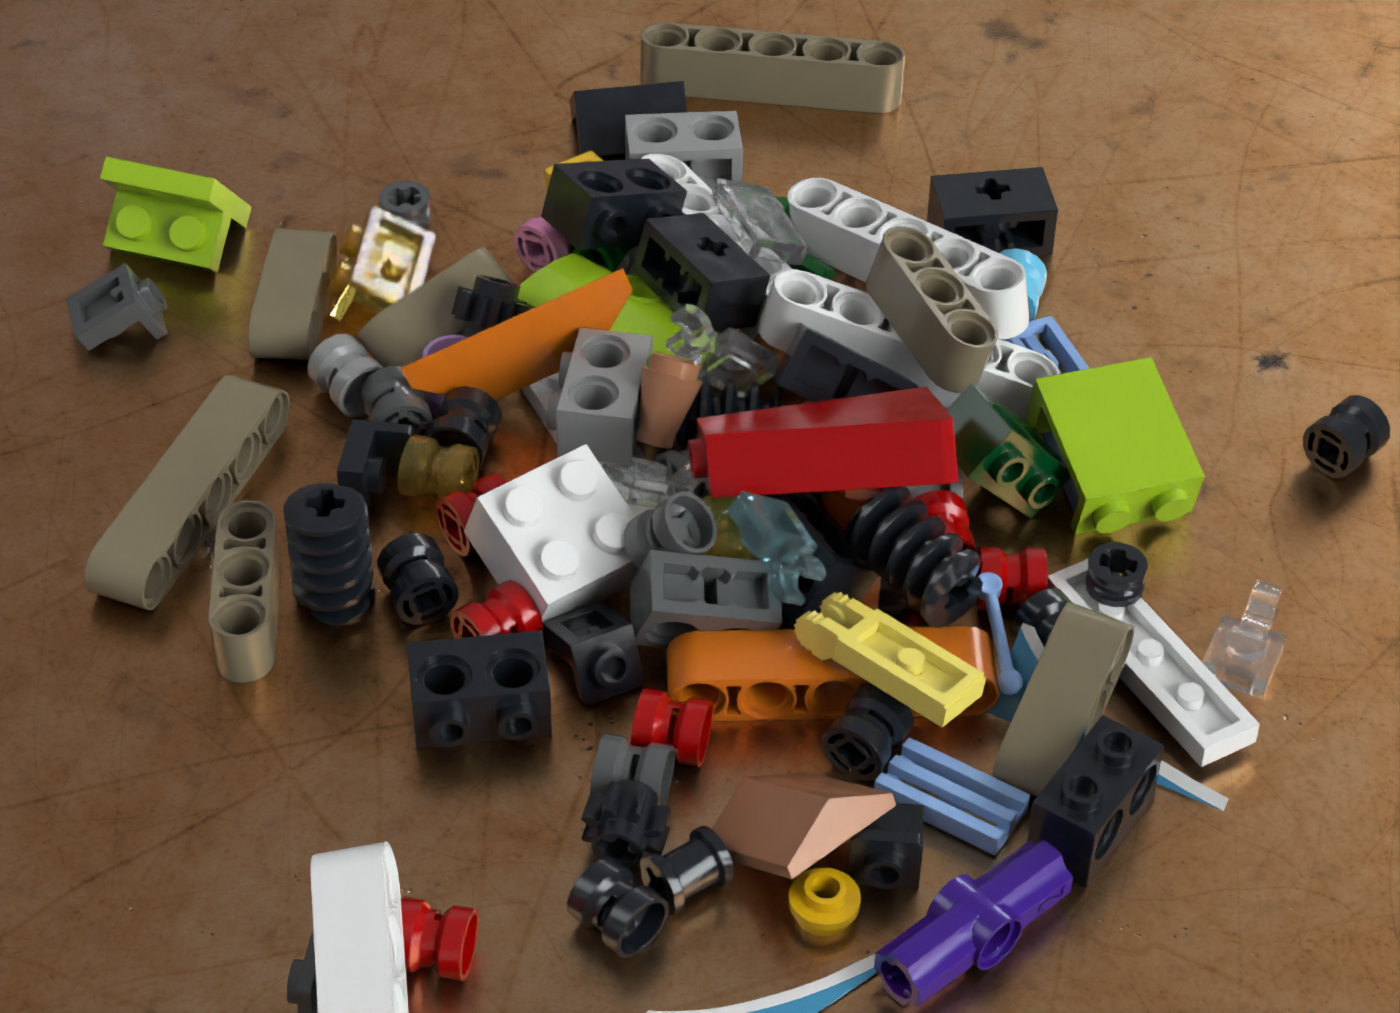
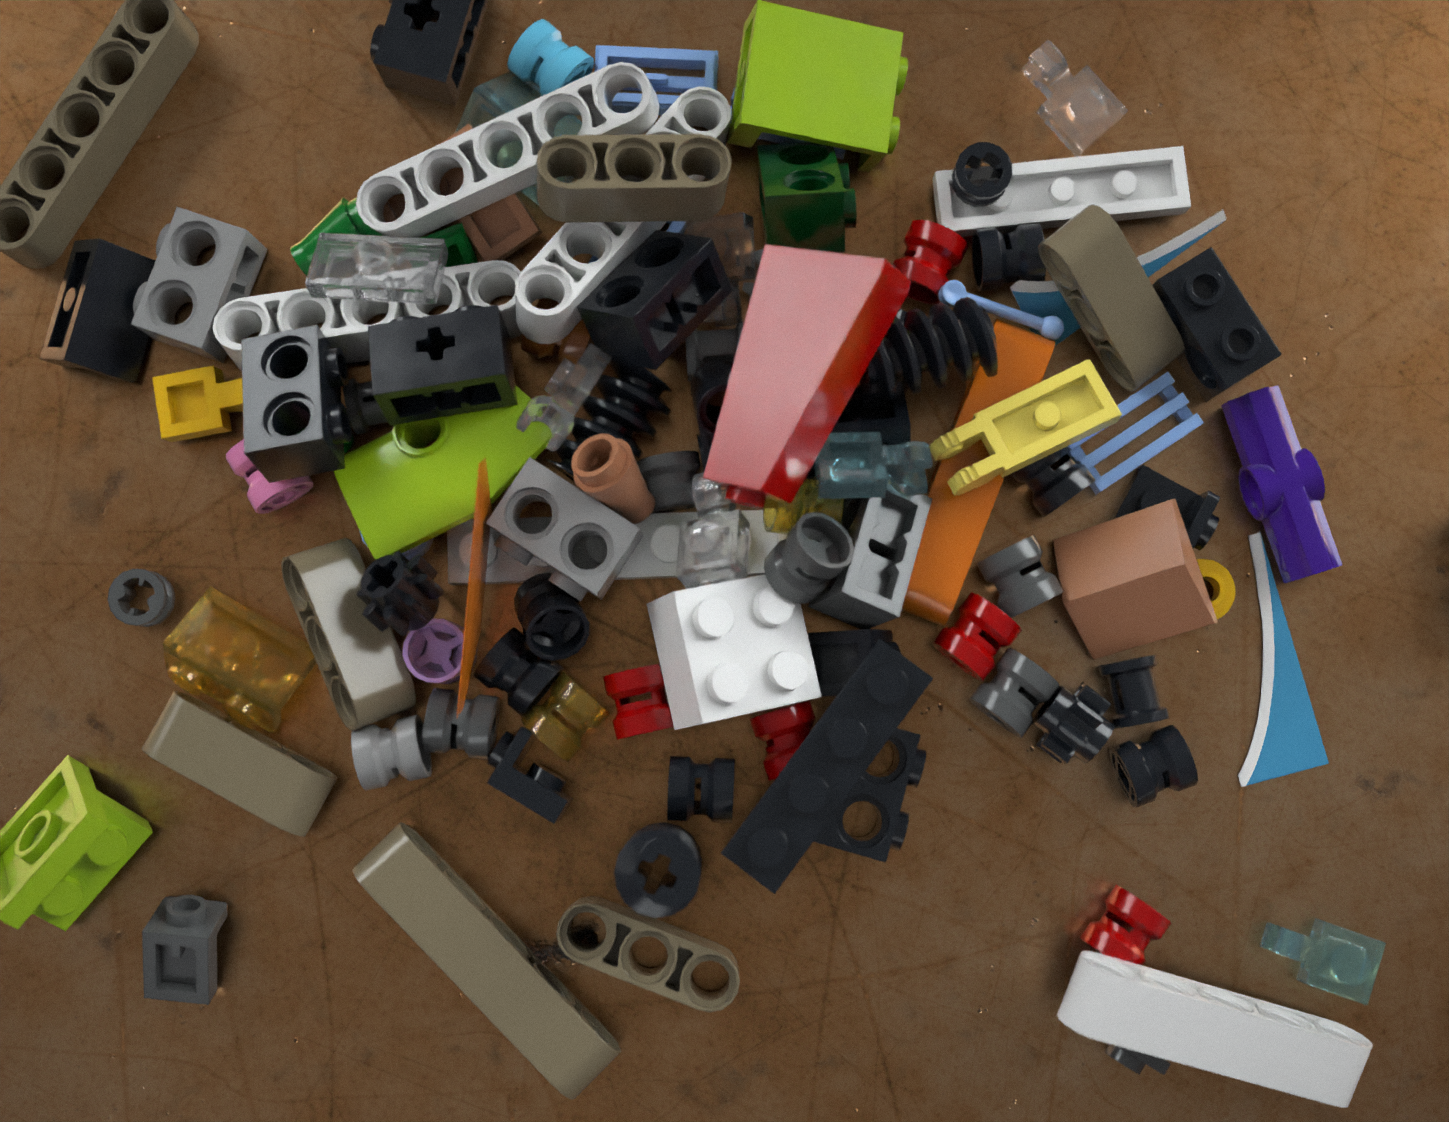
camera: 65 degrees left, 40 degrees up
(485, 623) = (826, 766): none -> black plate
(509, 426) = (550, 619): none -> black wheel
(755, 736) = (1020, 577): none -> dark grey wheel

